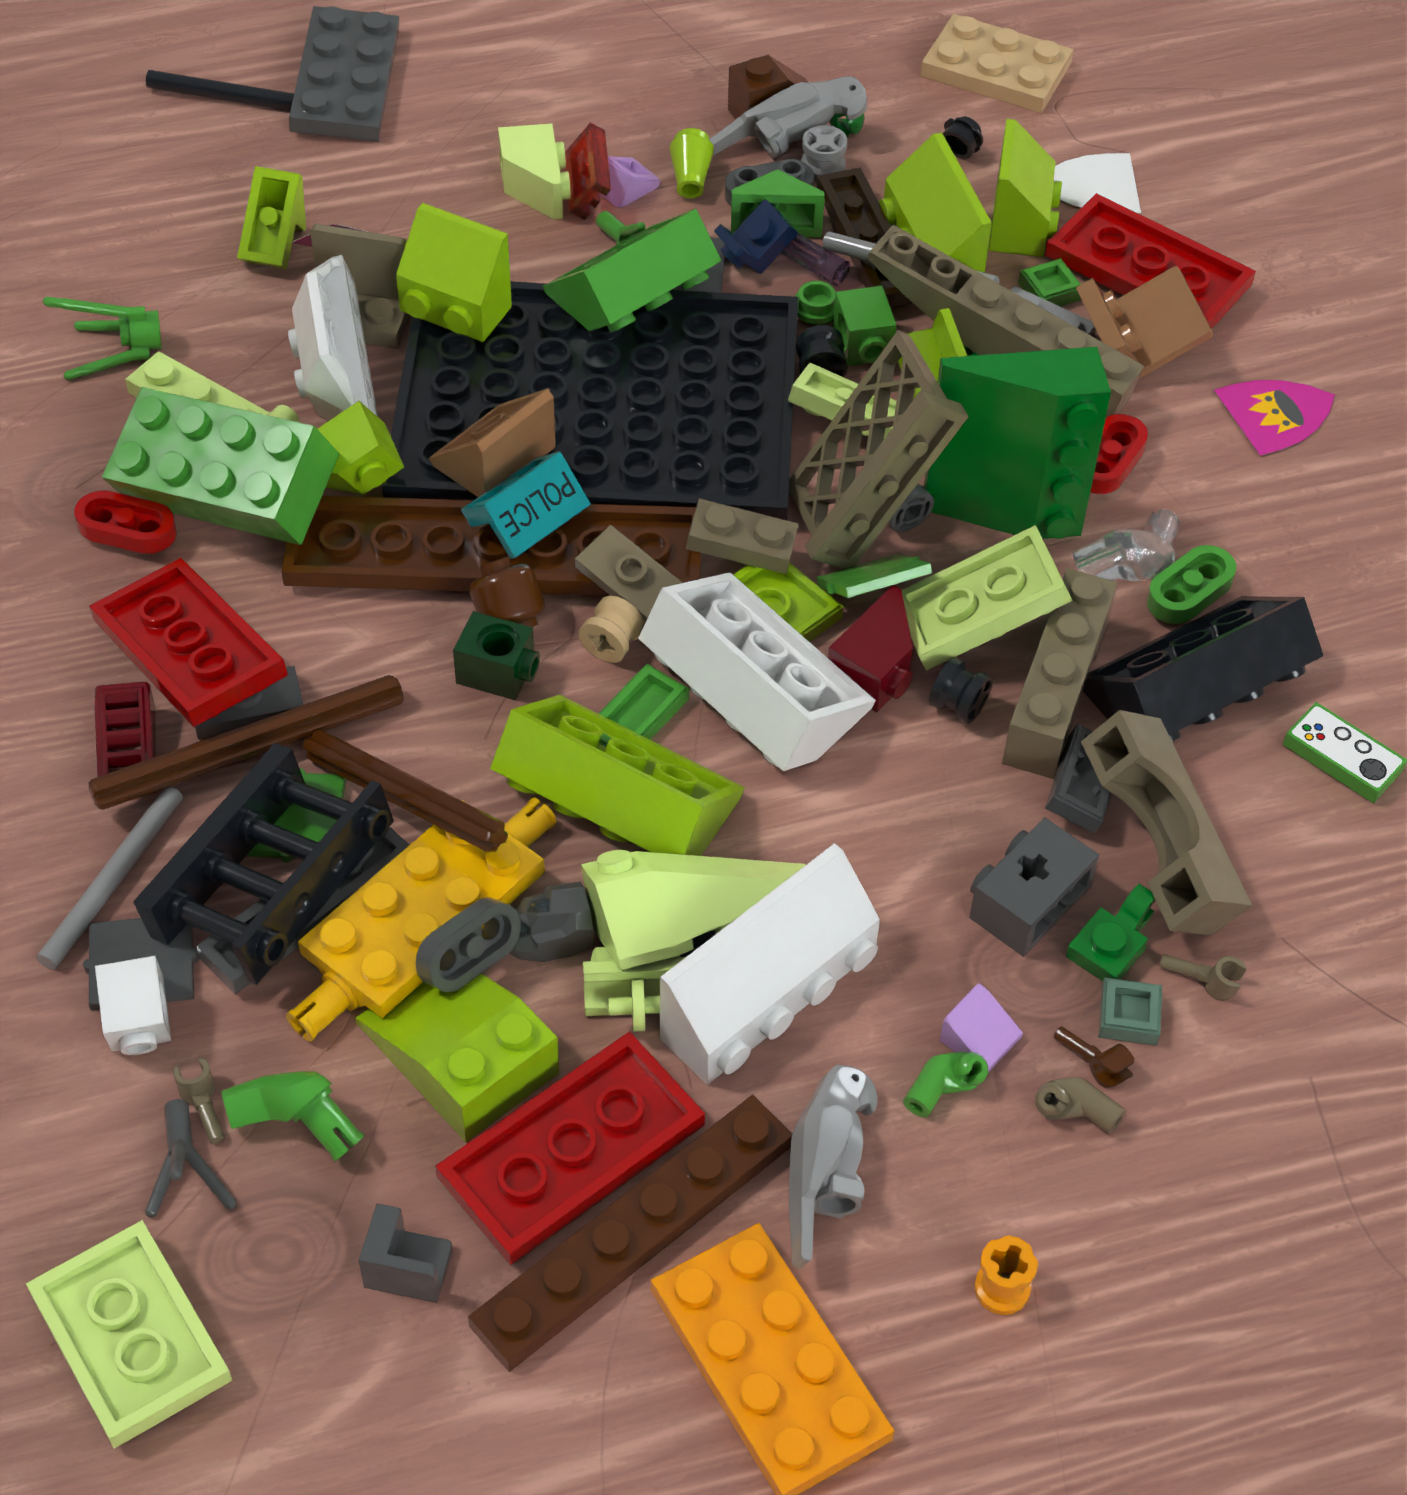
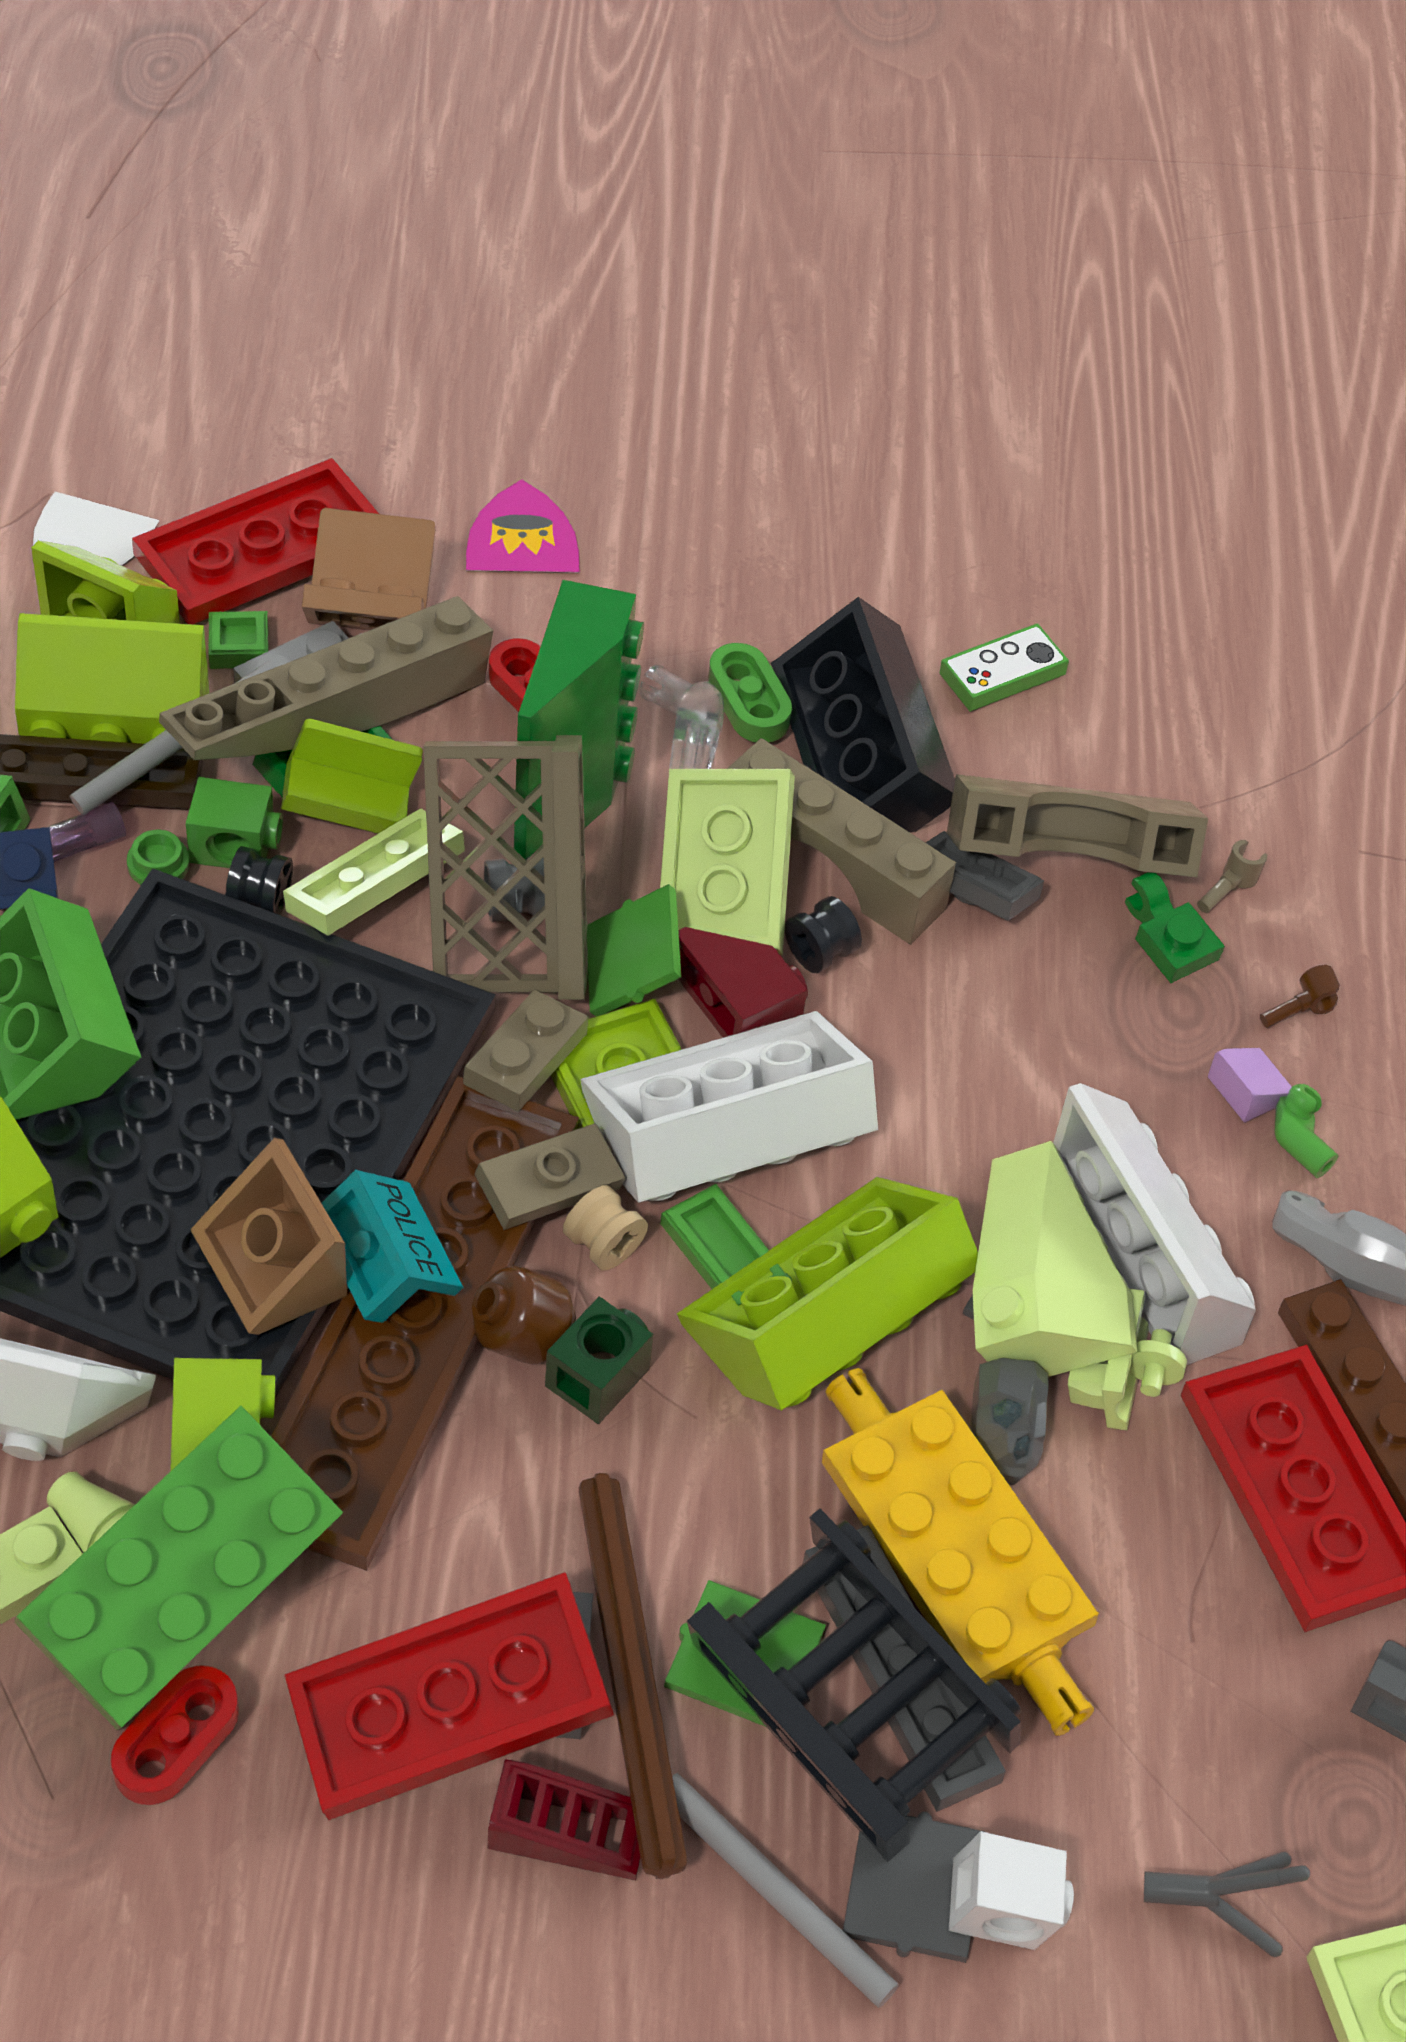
camera: 75 degrees left, 0 degrees up
(199, 1093) = (1139, 1854): dark tan hand -> none
(294, 1097) = (1186, 1747): bright green arm -> none
(407, 791) = (794, 1504): reddish brown axle -> none
(462, 950) = (1062, 1520): dark grey plate -> none
(467, 1050) = (1158, 1548): lime slope -> none
(1032, 885) = (1100, 968): dark grey brick -> none
(1076, 1099) = (1350, 1029): dark tan arm -> none
(1130, 1011) = (1257, 953): sand green tile -> none

